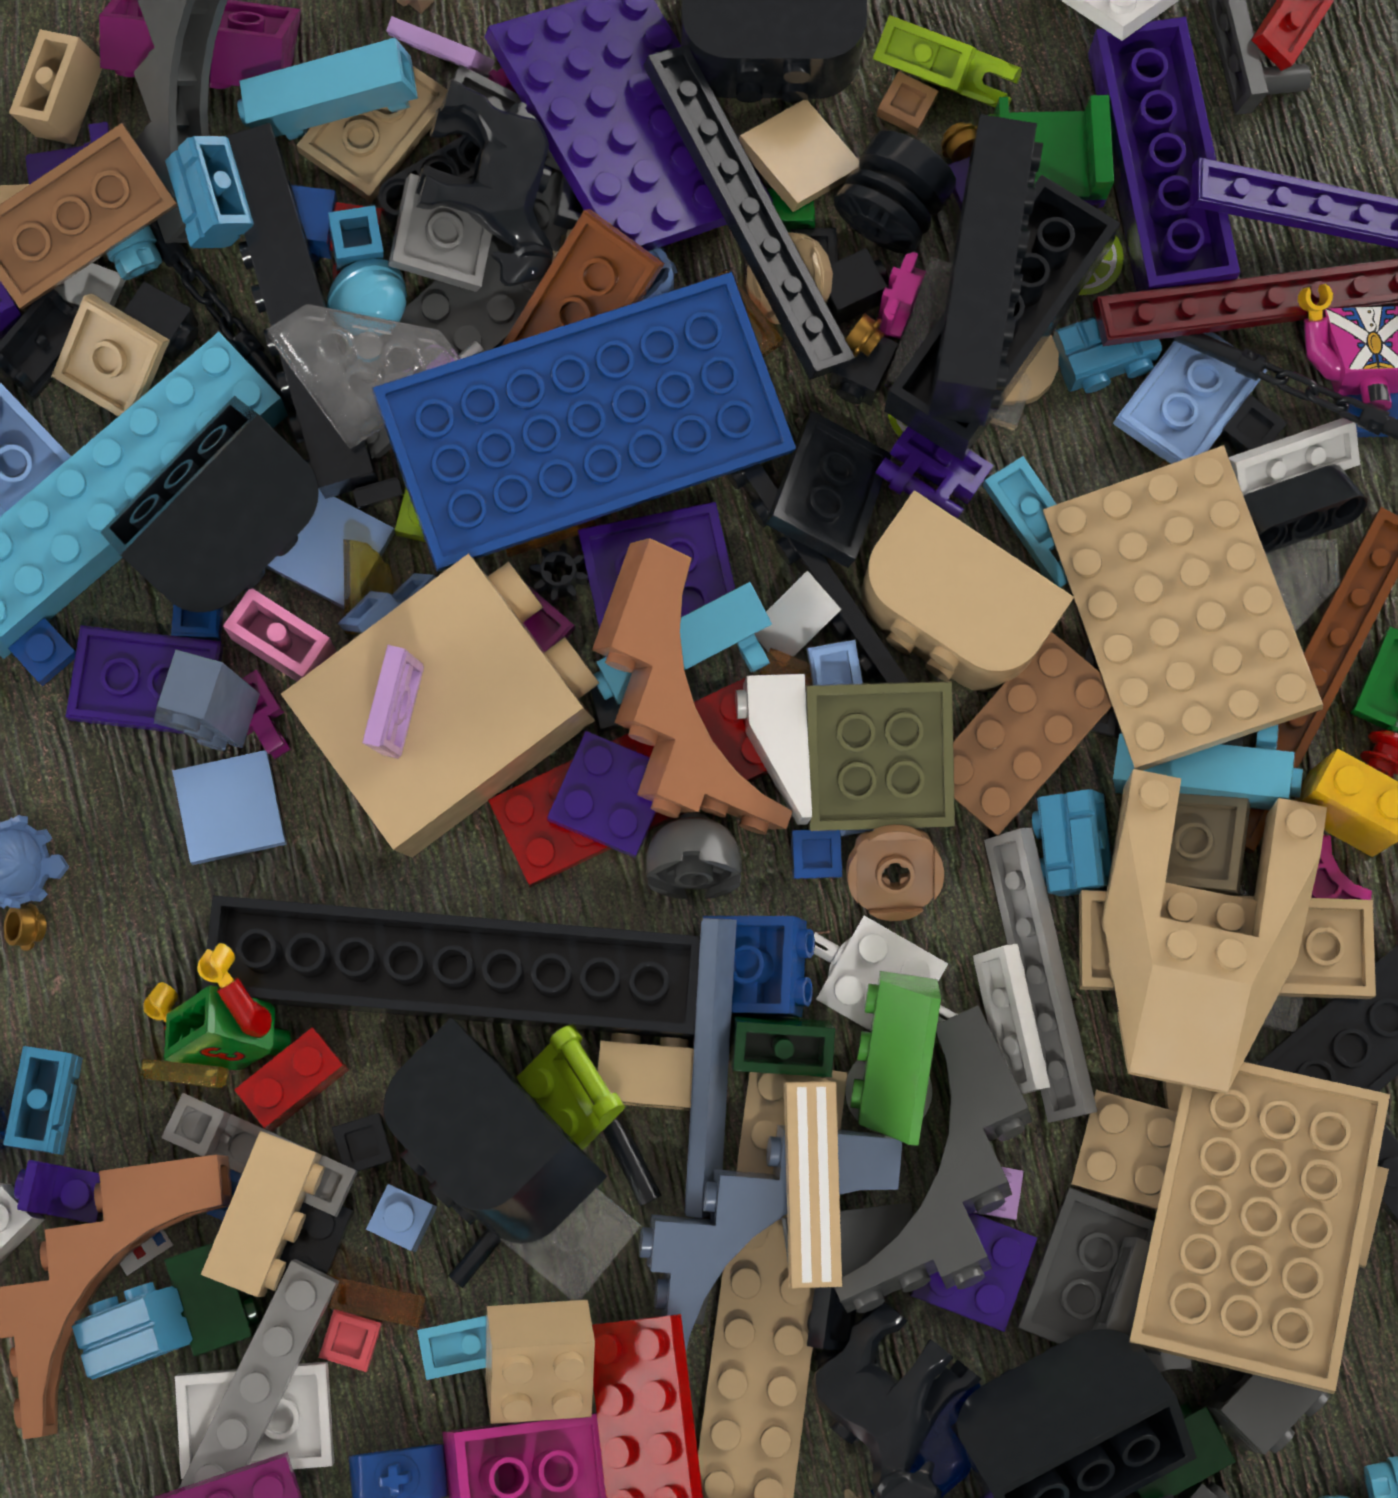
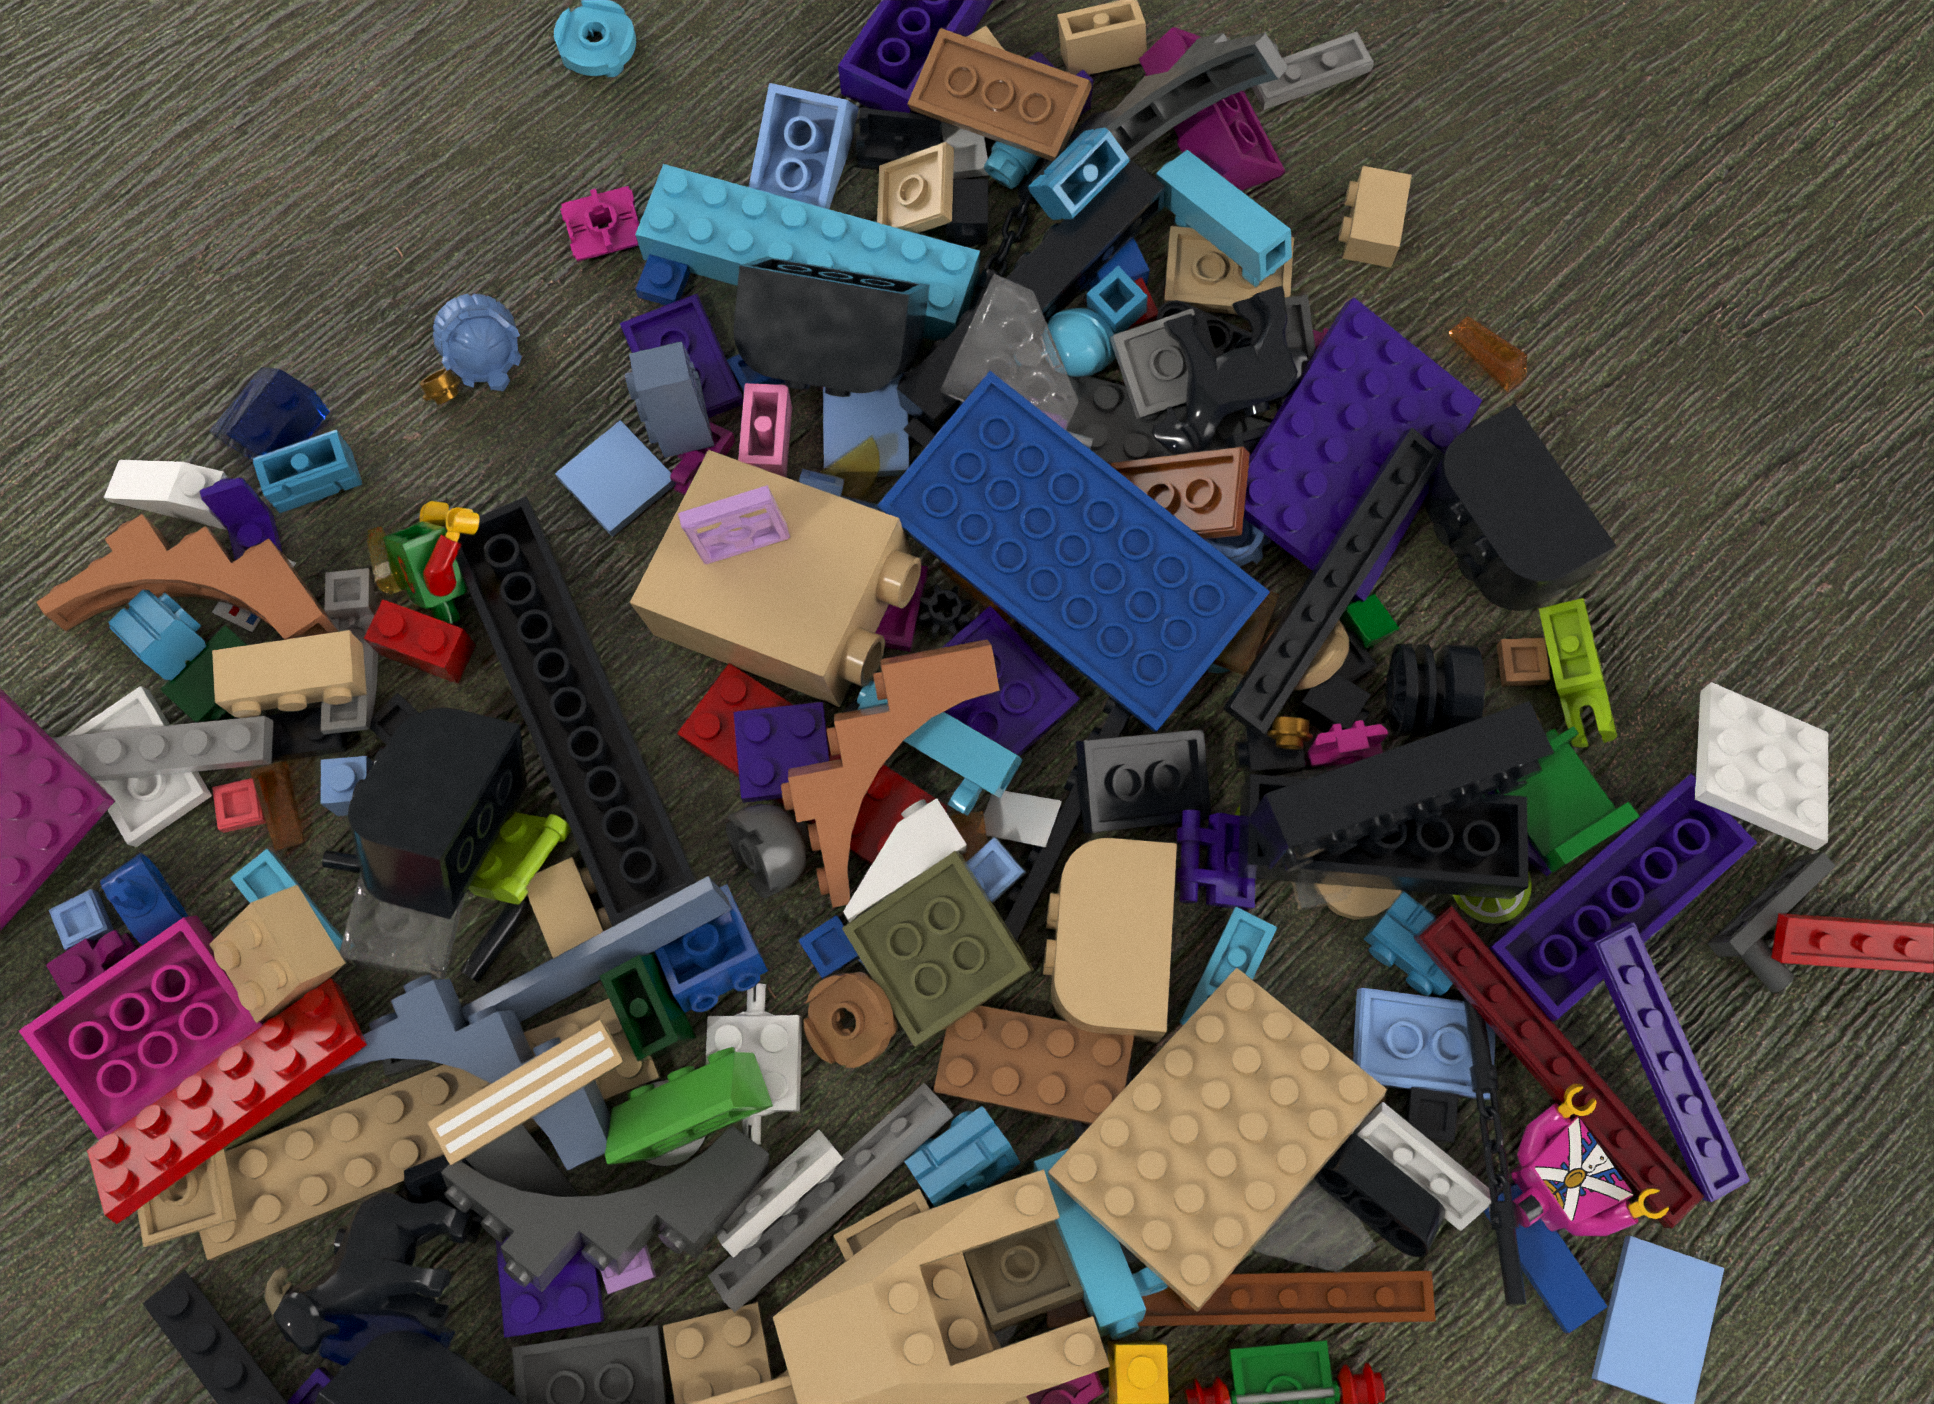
camera: 65 degrees right, 5 degrees down
(439, 46) = (1316, 275): lavender piece -> none
(799, 154) = (1418, 599): tan tile -> none

